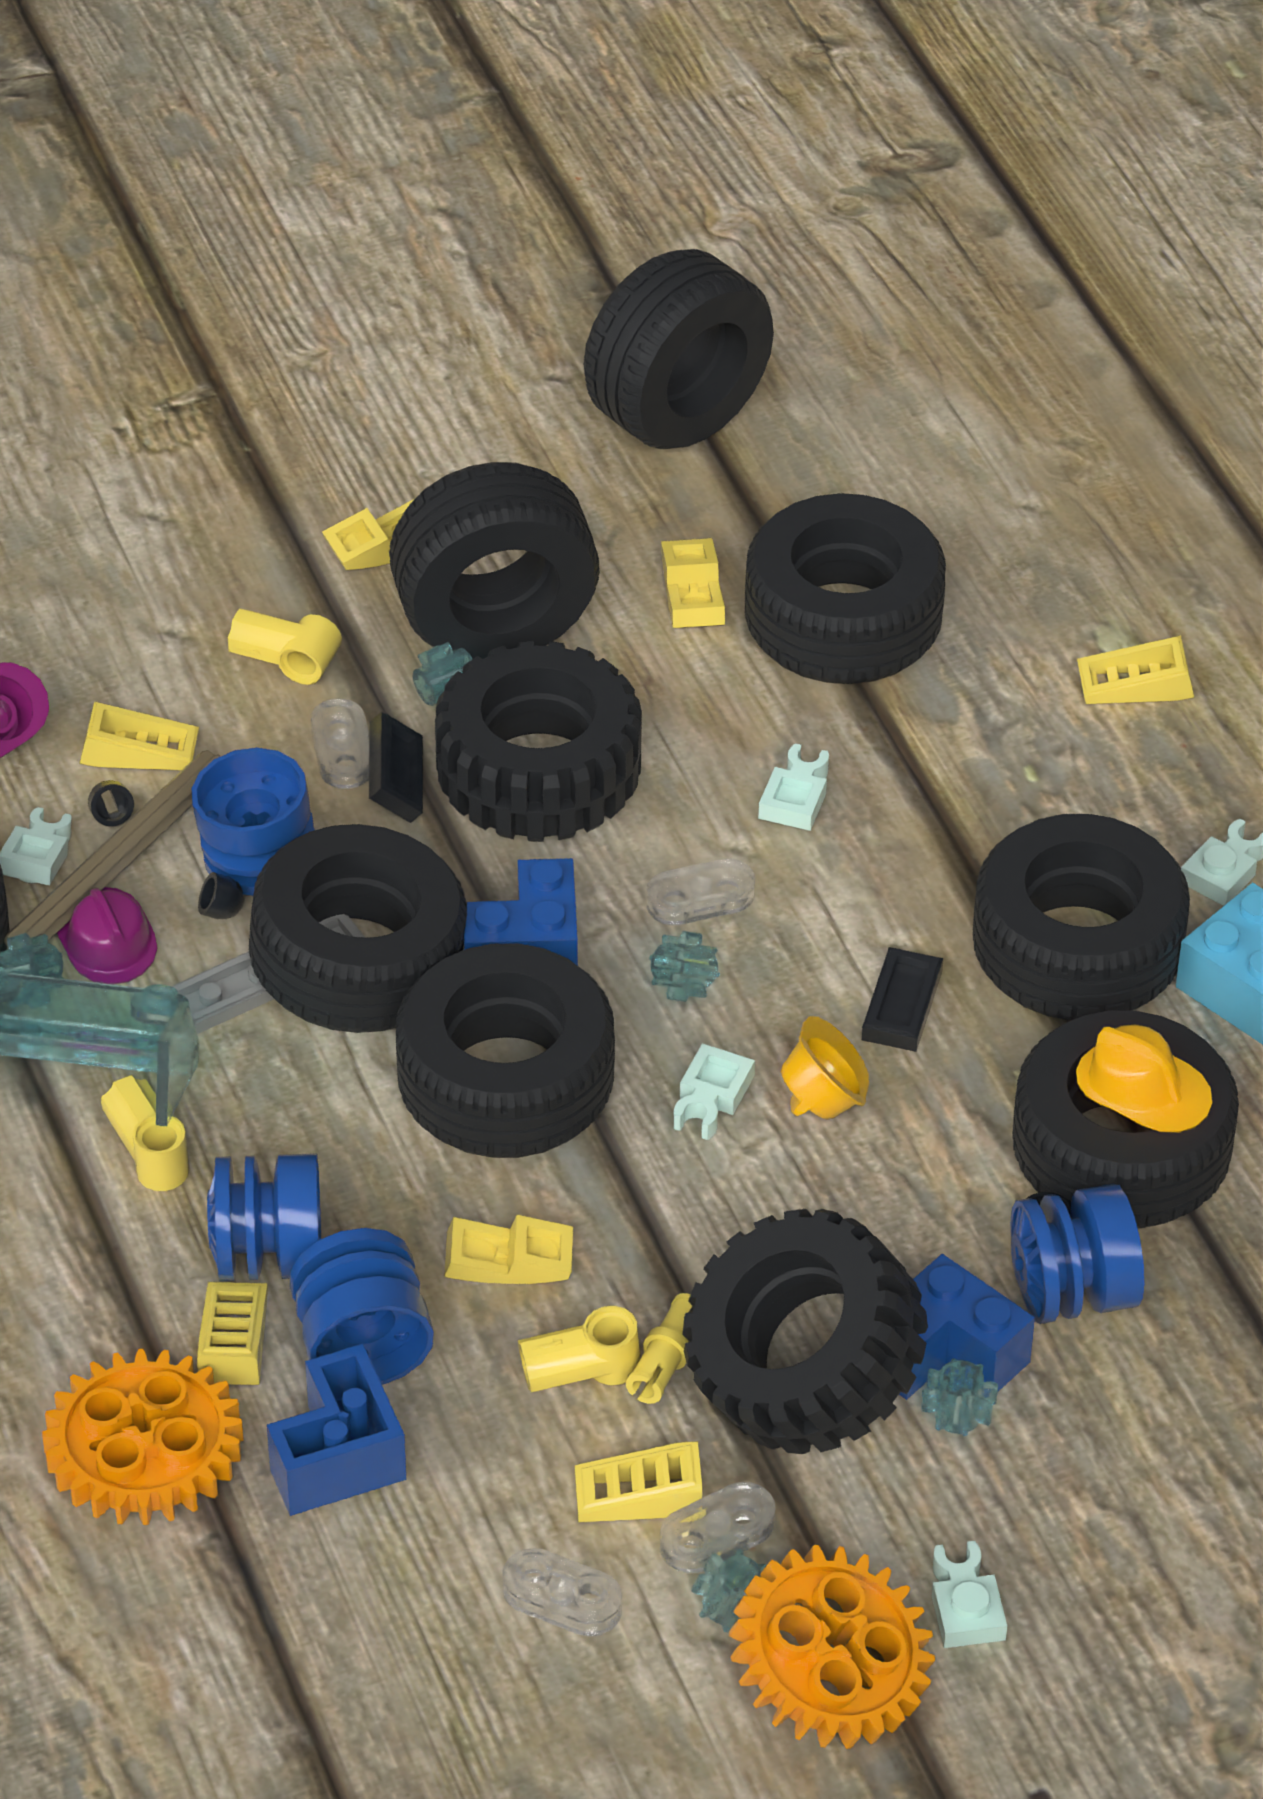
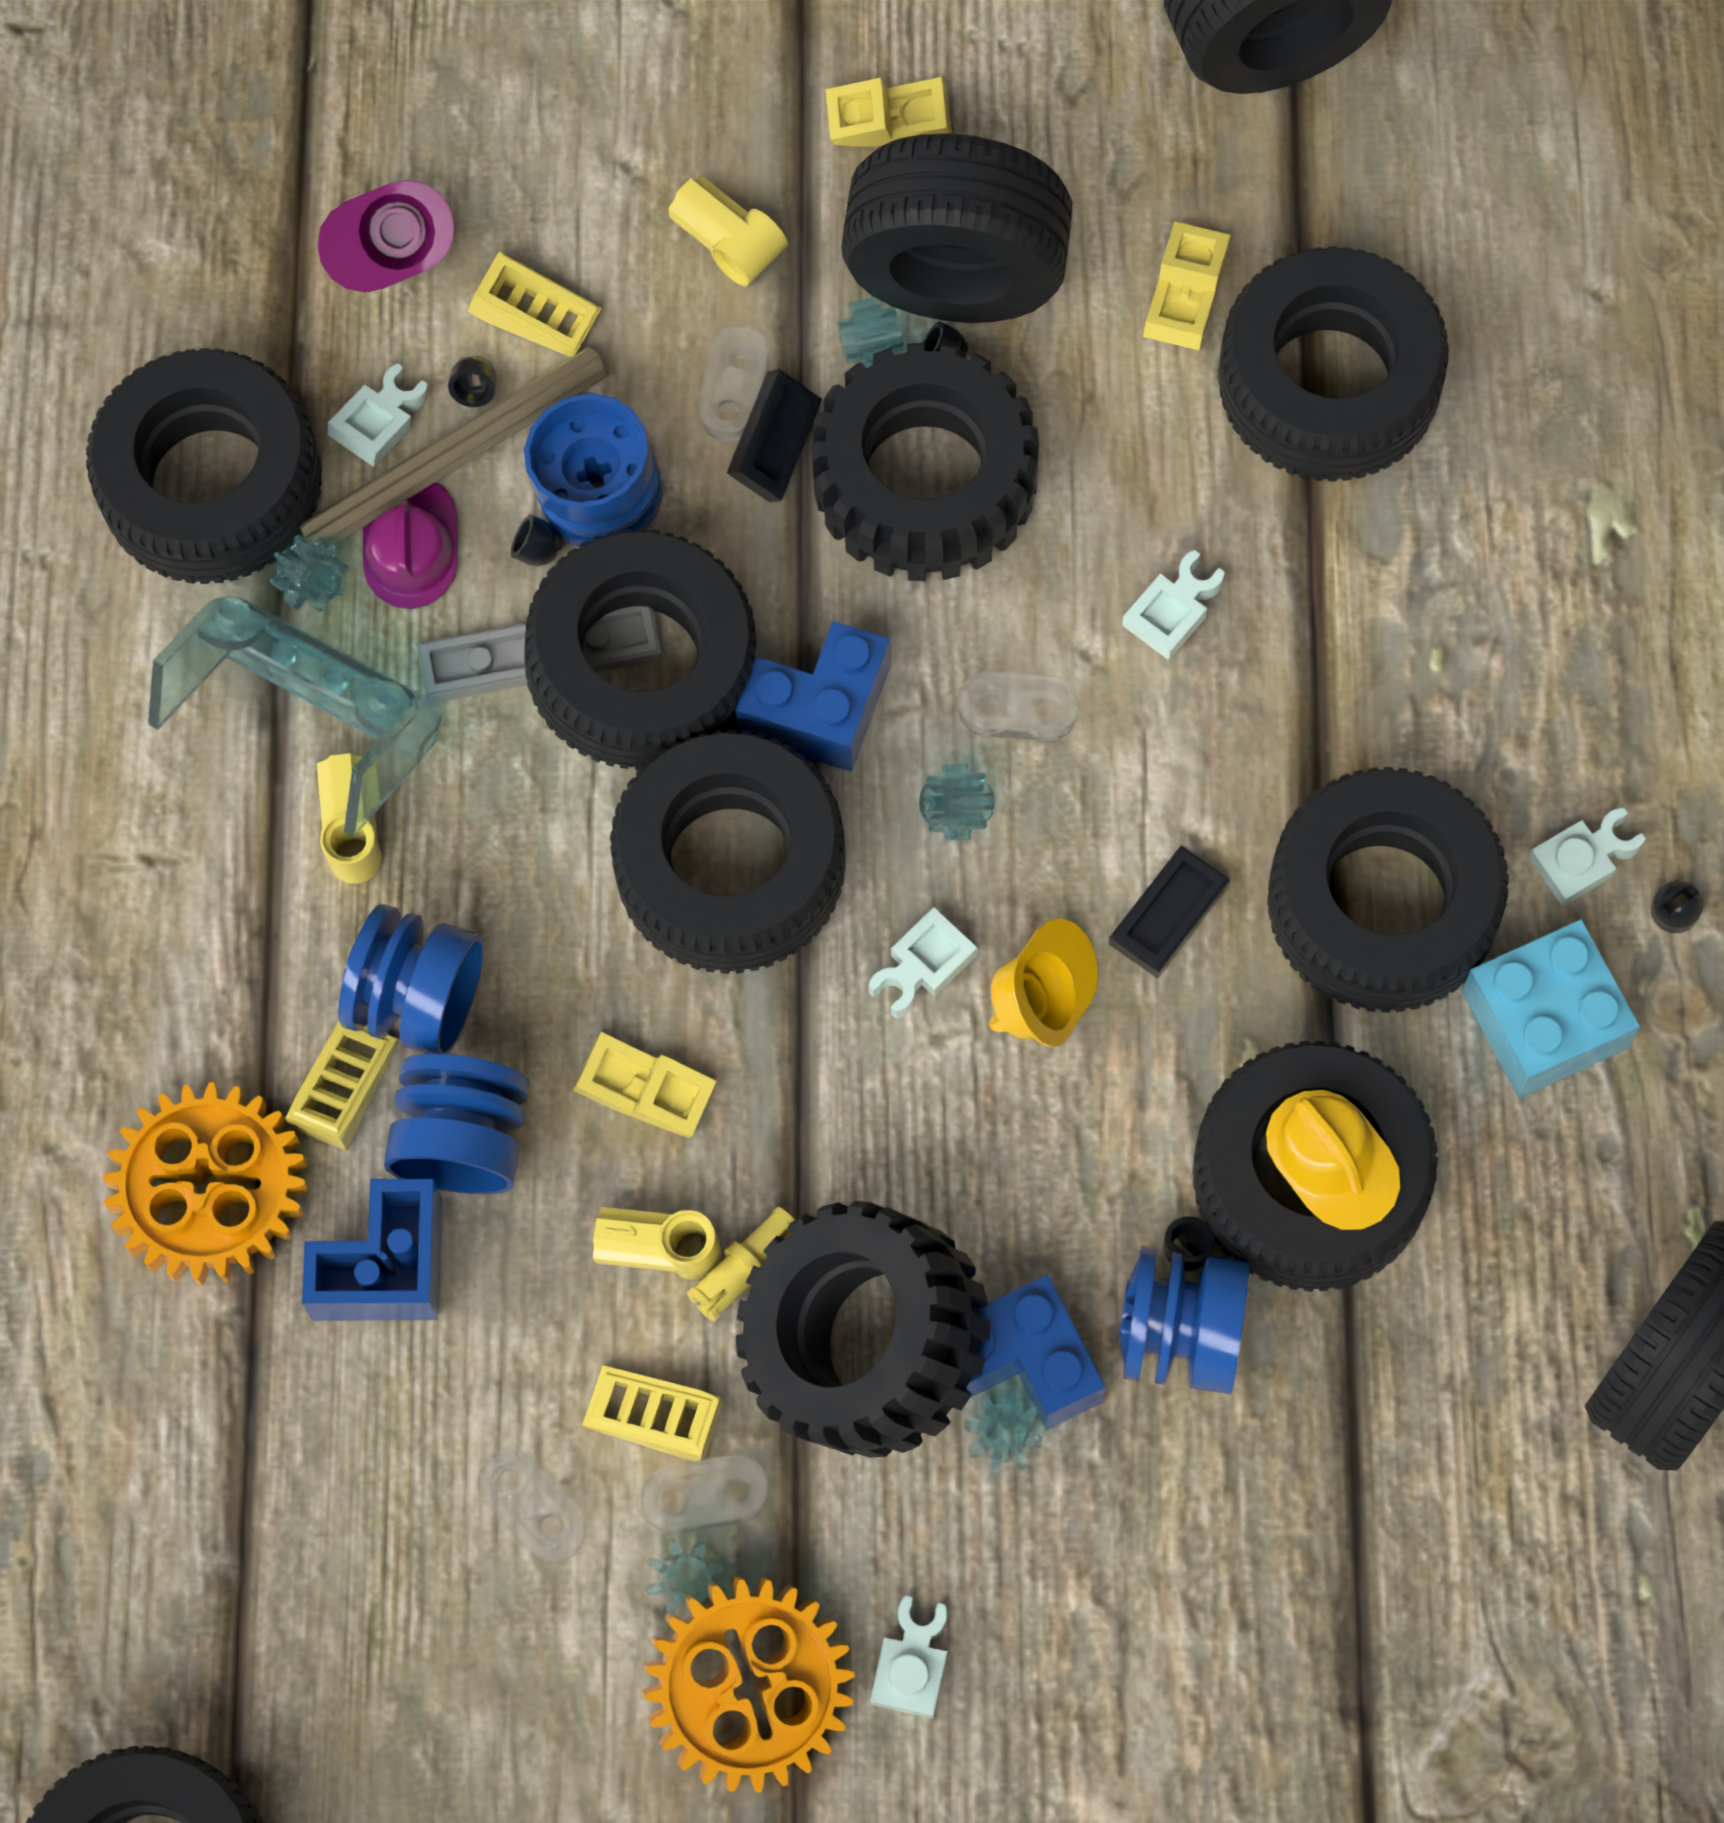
camera: 25 degrees right, 25 degrees up
(1164, 660) = (1620, 596): light yellow slope -> none

